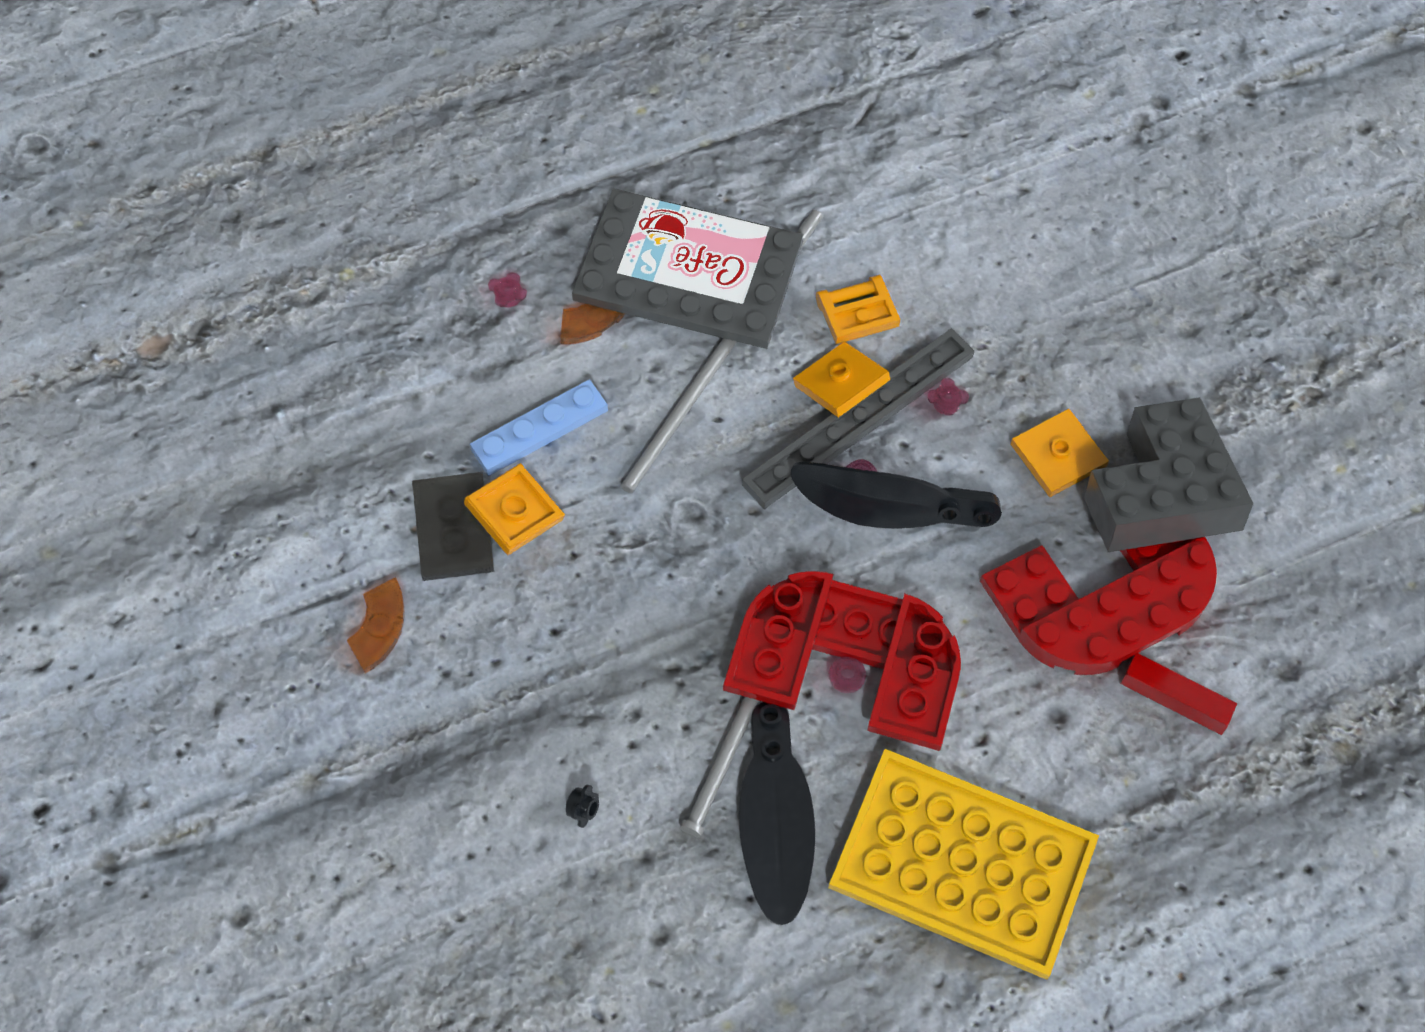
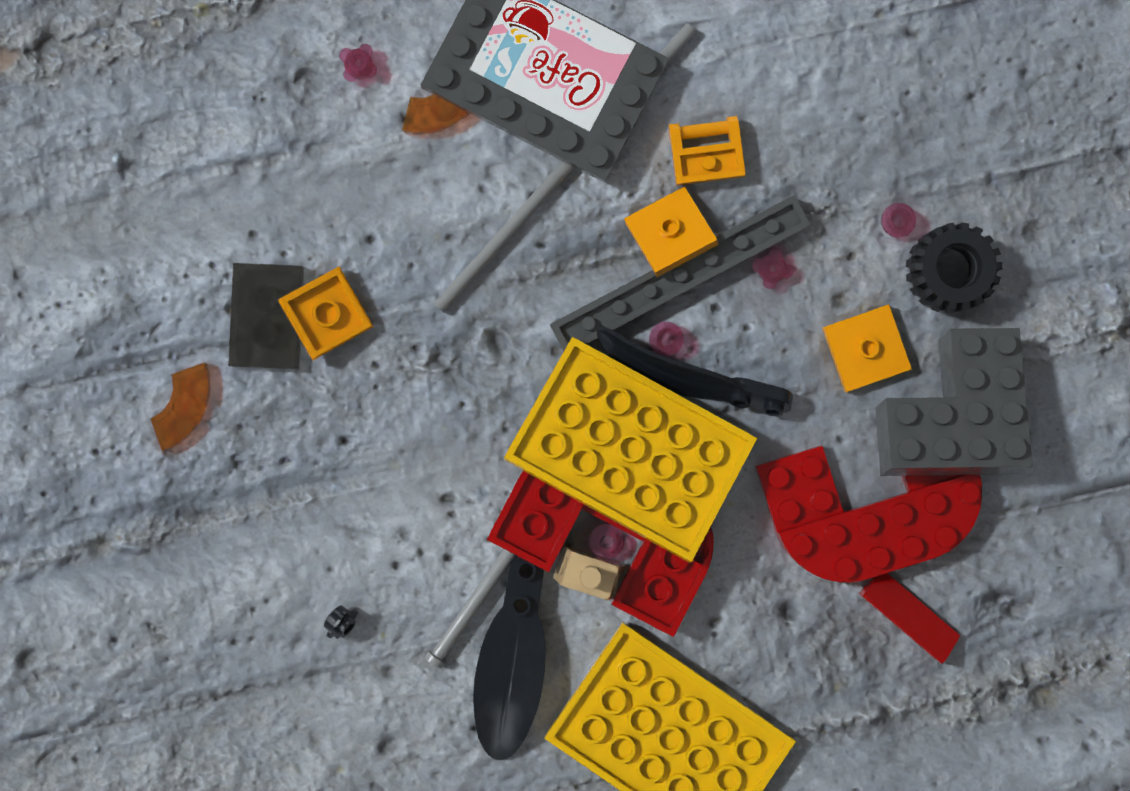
camera: 10 degrees right, 25 degrees up
(538, 427) = (365, 225): light blue plate -> none
(837, 702) = (588, 573): none -> tan torso
(851, 569) = (630, 449): none -> yellow plate
(1056, 329) = (906, 213): none -> clear pink plate
(1127, 341) = (981, 263): none -> black tyre

